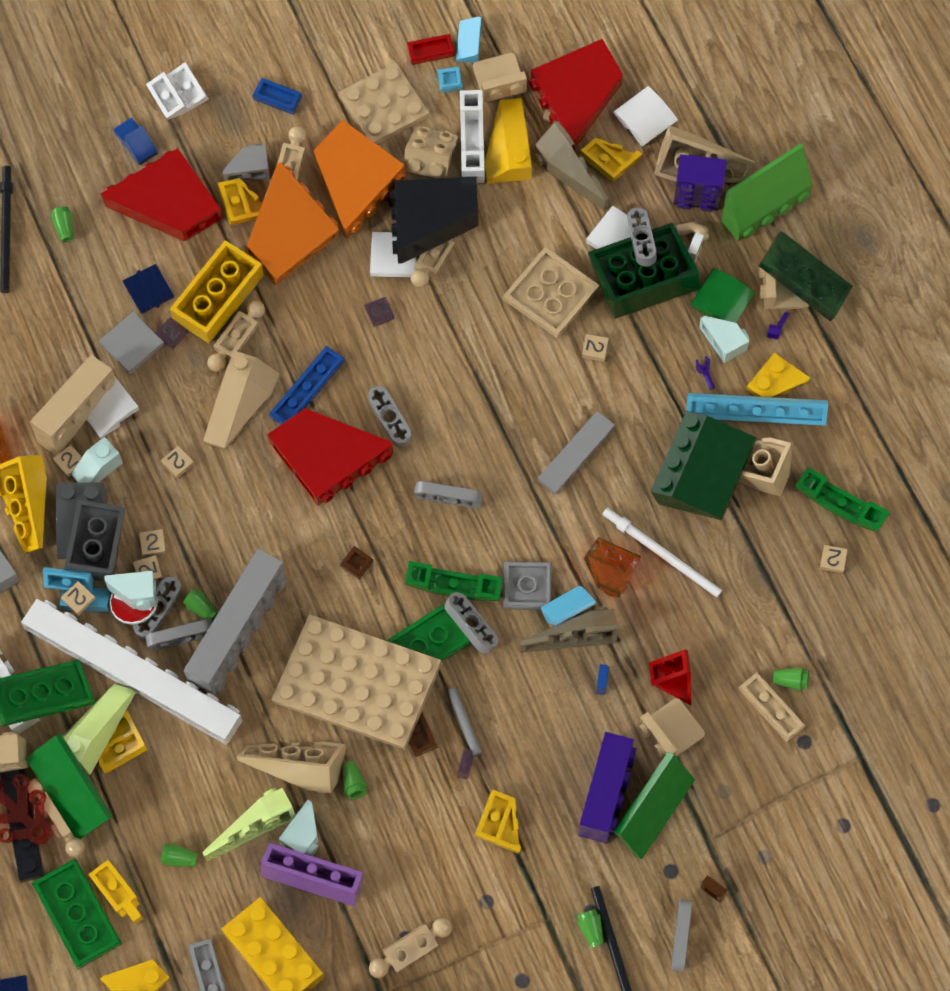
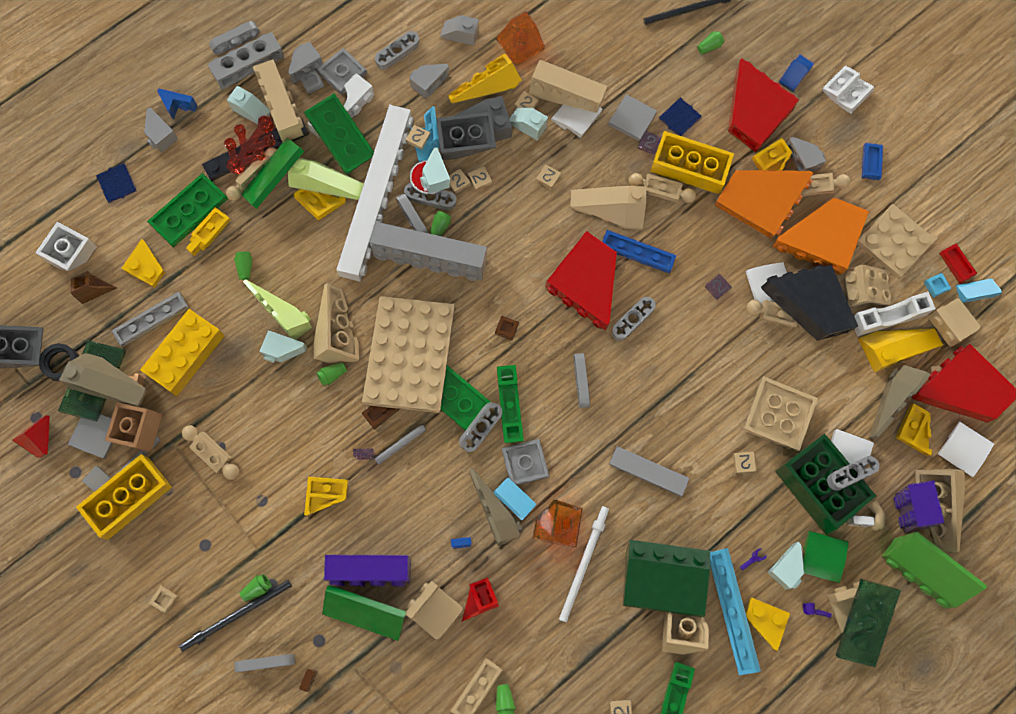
camera: 70 degrees right, 5 degrees up
(312, 874) = (247, 363): medium lavender brick -> none

